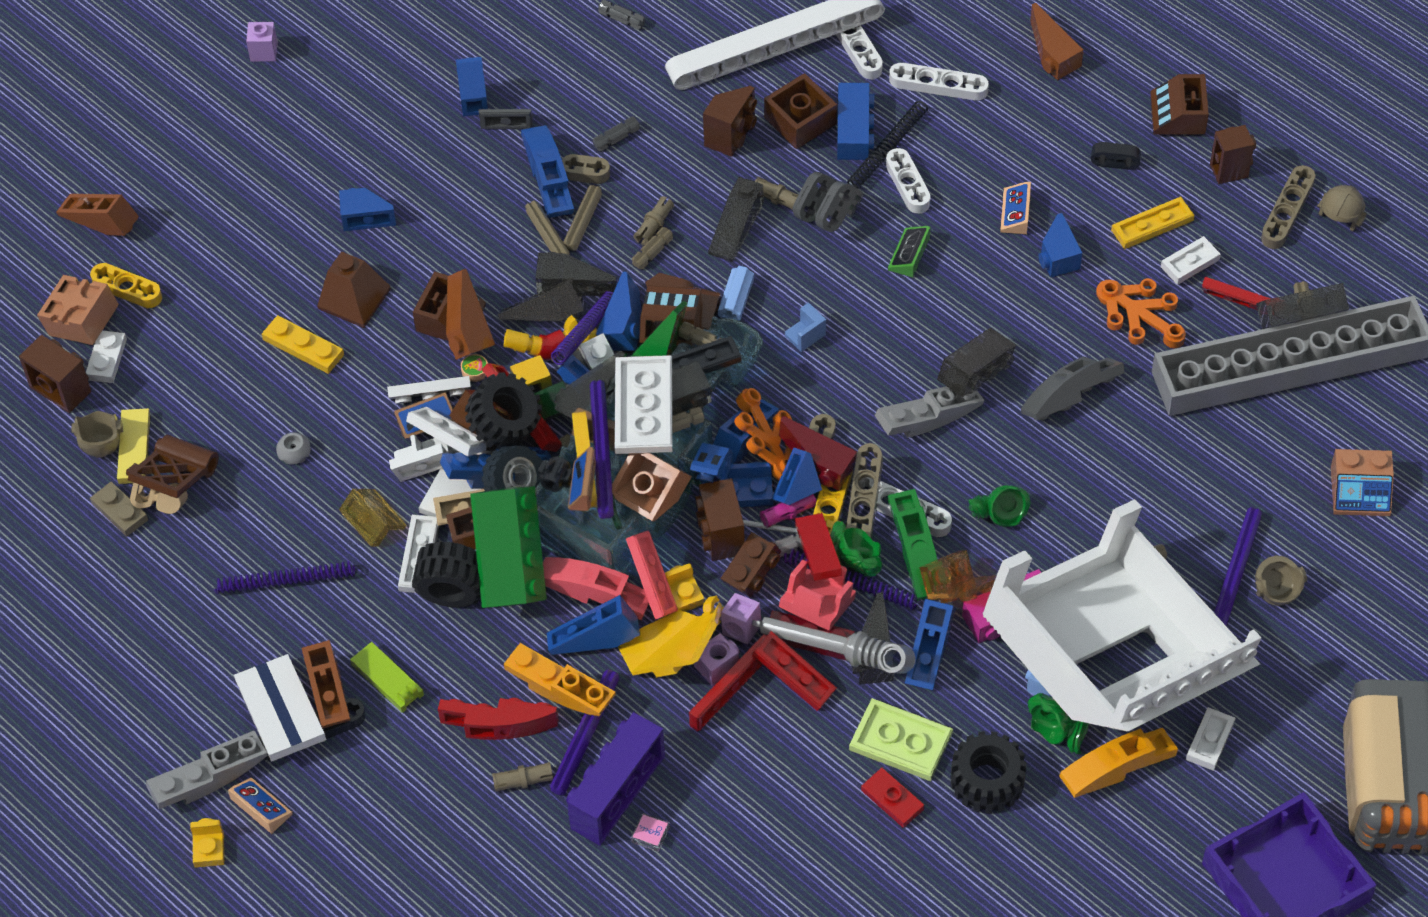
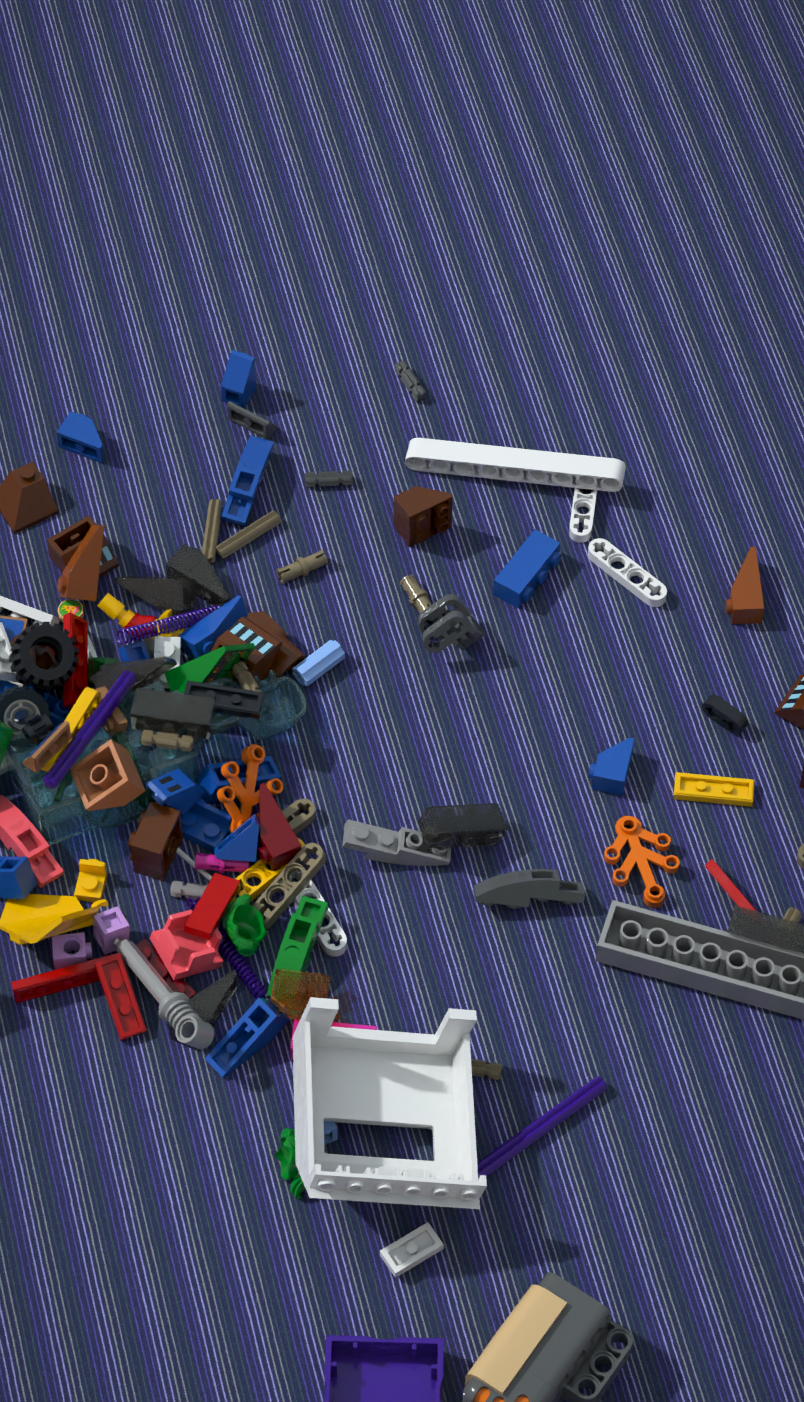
camera: 30 degrees right, 0 degrees up
(261, 41) = (108, 258): lavender brick -> none
(533, 371) = (105, 639): yellow panel -> none
(586, 168) = (280, 497): dark tan beam -> none
(643, 404) = (142, 710): white tile -> none
(651, 574) = (66, 854): coral tile -> none
(652, 248) = (283, 589): dark tan axle -> none
(737, 218) = (368, 600): clear smoke slope -> none
(751, 565) = (156, 892): reddish brown bracket -> none
(800, 111) = (486, 536): reddish brown brick -> none
(809, 328) = (353, 725): medium blue panel -> none
(882, 143) = (540, 603): black piece -> none
(892, 797) = (121, 1145): red plate -> none
(901, 739) = (165, 1102): yellowish green tile -> none
(908, 170) = (538, 652): white beam -> none
(910, 250) = (490, 703): slope -> none
(983, 792) = (201, 1149): black tyre -> none
(1003, 505) = (392, 958): green hair -> none
(1015, 208) = (606, 715): slope -> none
(1117, 758) = (319, 1219): light orange slope -> none
(1190, 260) = (718, 838): white plate -> none
(1279, 580) = (569, 1151): dark tan cap -> none
(1362, 482) = (711, 1109): slope -> none

